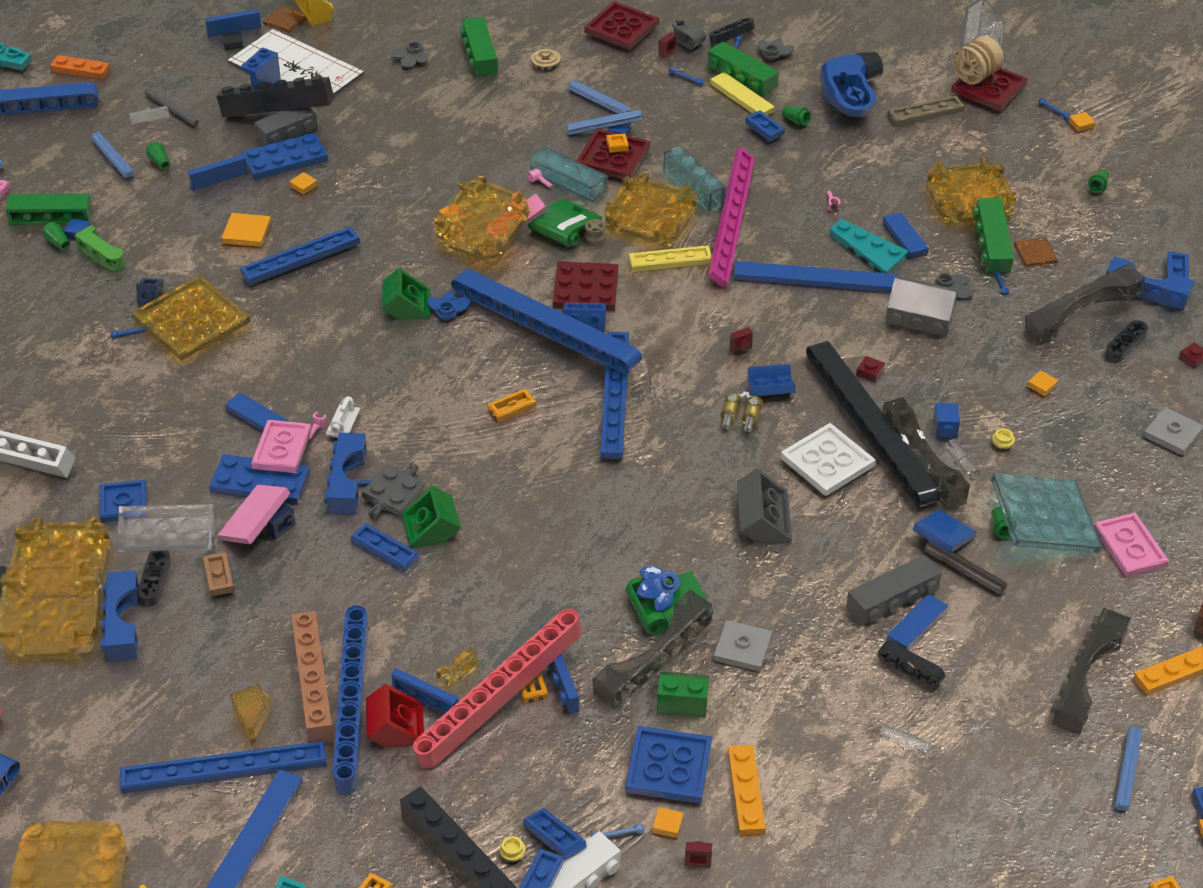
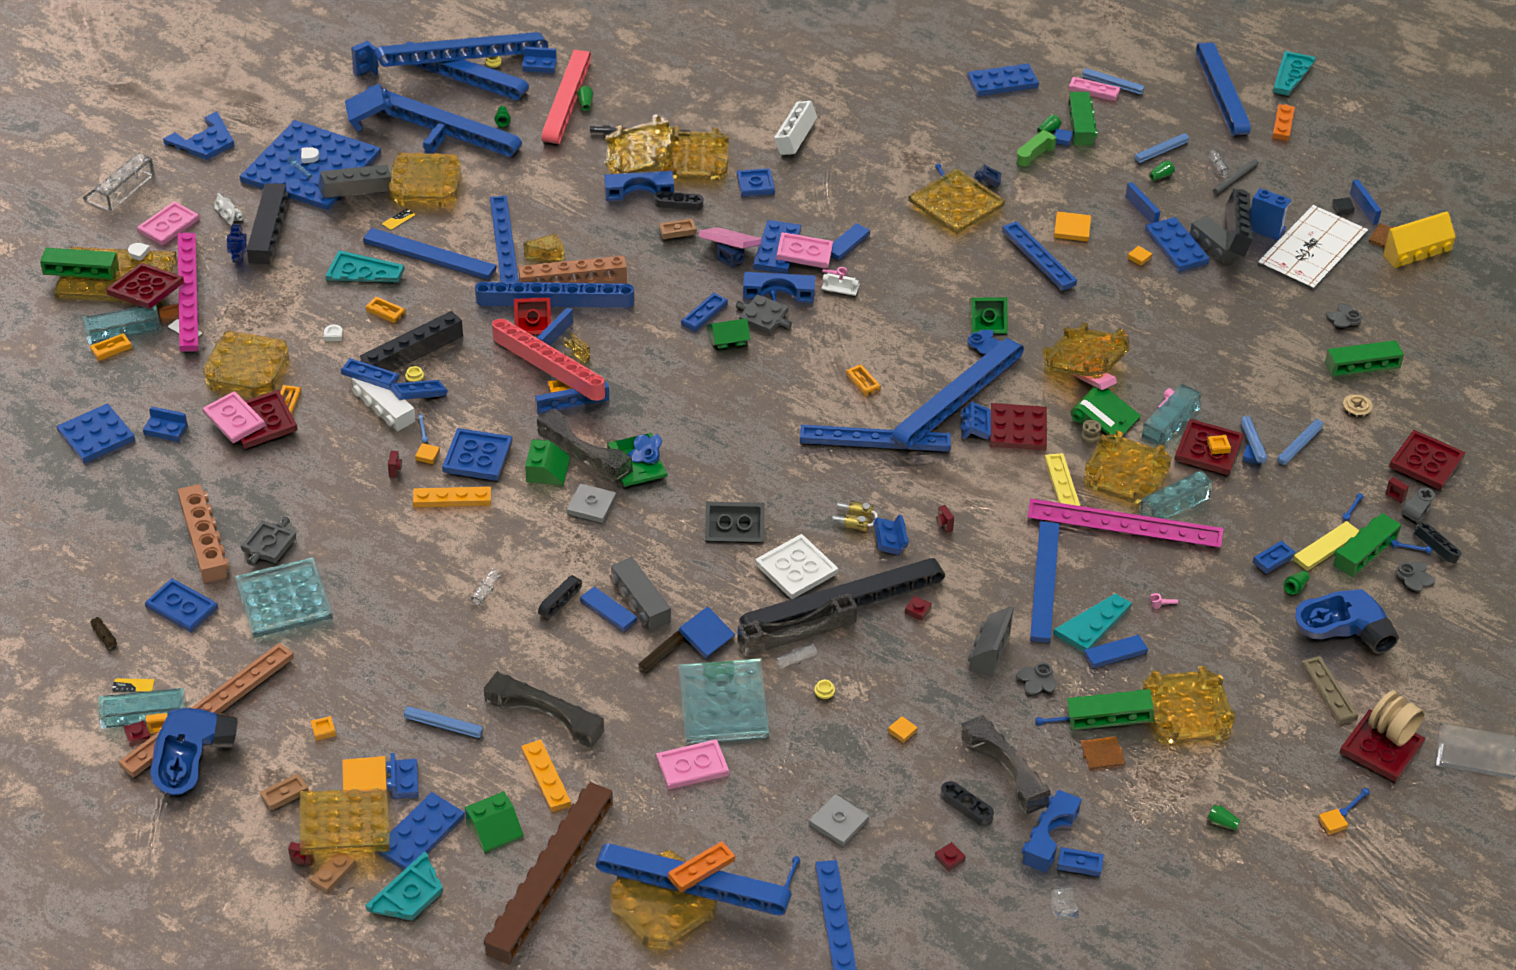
camera: 90 degrees right, 0 degrees up
(166, 527) = (716, 198): clear slope -> none
(946, 420) = (844, 648): blue brick -> none

